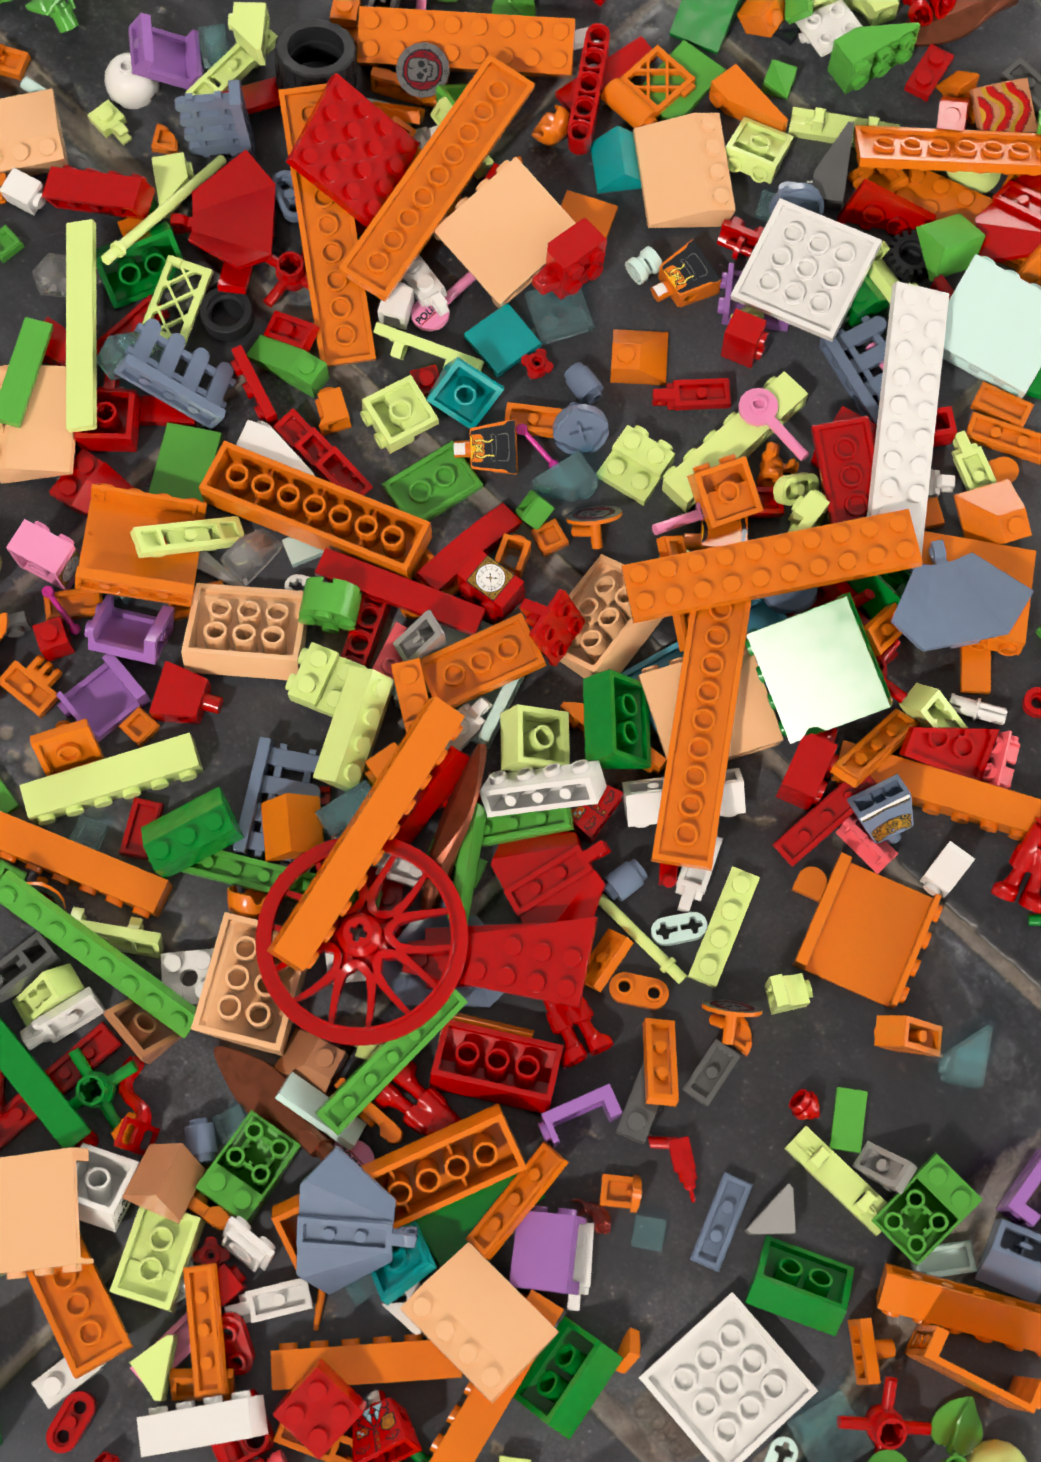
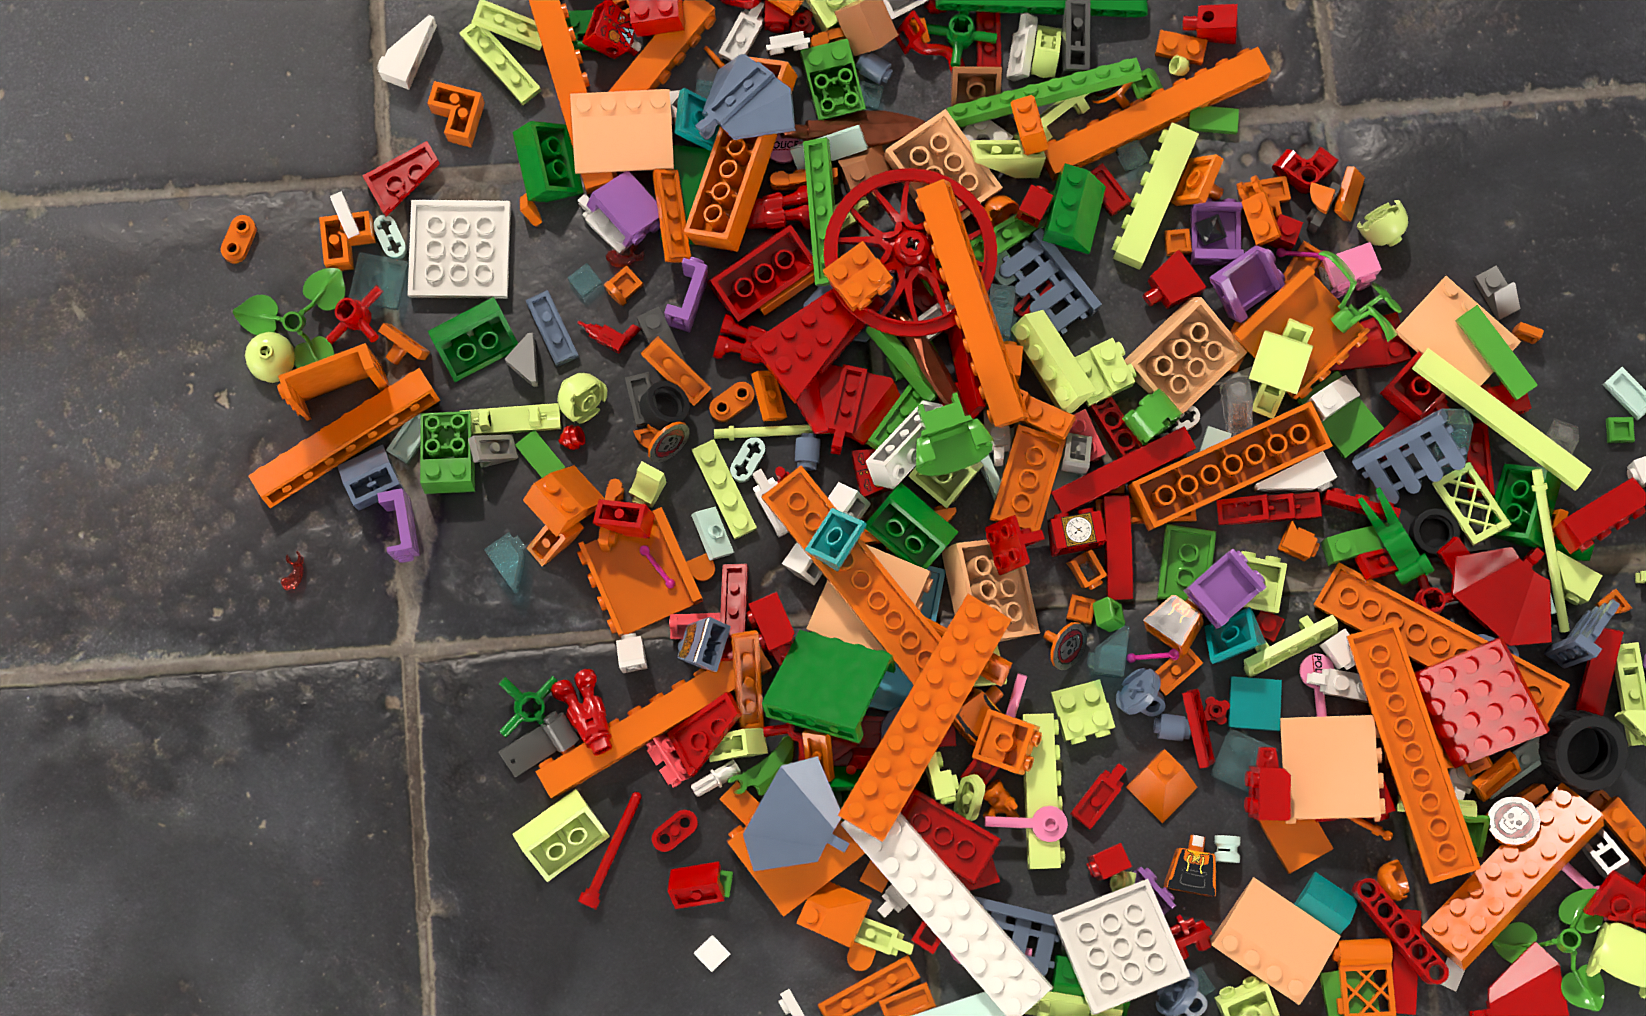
camera: 125 degrees right, 5 degrees up
(55, 670) = (1259, 213): none -> orange hinge
(92, 512) = (1350, 314): none -> bright green plant
(105, 704) = (1210, 229): none -> black tile
(142, 935) = (1029, 125): none -> orange brick
(177, 477) = (1333, 397): none -> white slope
(185, 535) = (1281, 362): none -> yellowish green tile
(186, 933) = (1007, 157): none -> yellowish green slope
(216, 870) = (1034, 205): none -> red brick
(264, 328) = (1397, 542): none -> green flag
(290, 826) = (1024, 272): orange slope -> none
(429, 428) = (1225, 588): none -> medium lavender panel
(430, 958) = (858, 277): none -> orange plate
(512, 746) = (950, 440): none -> bright green piece
(566, 360) = (1199, 728): none -> red tile
(691, 765) = (835, 538): none -> teal slope
(721, 1049) = (674, 394): none -> black tyre
(762, 1132) = (580, 397): none -> yellowish green cylinder
(773, 899) = (712, 533): none -> light aqua plate
(839, 1004) = (614, 492): none -> orange hinge
(840, 980) = (624, 518): none -> red slope
(844, 945) = (645, 551): none -> dark pink hinge
(871, 1051) = (562, 499): none -> orange slope
(933, 672) = (764, 772): none -> bright green piece

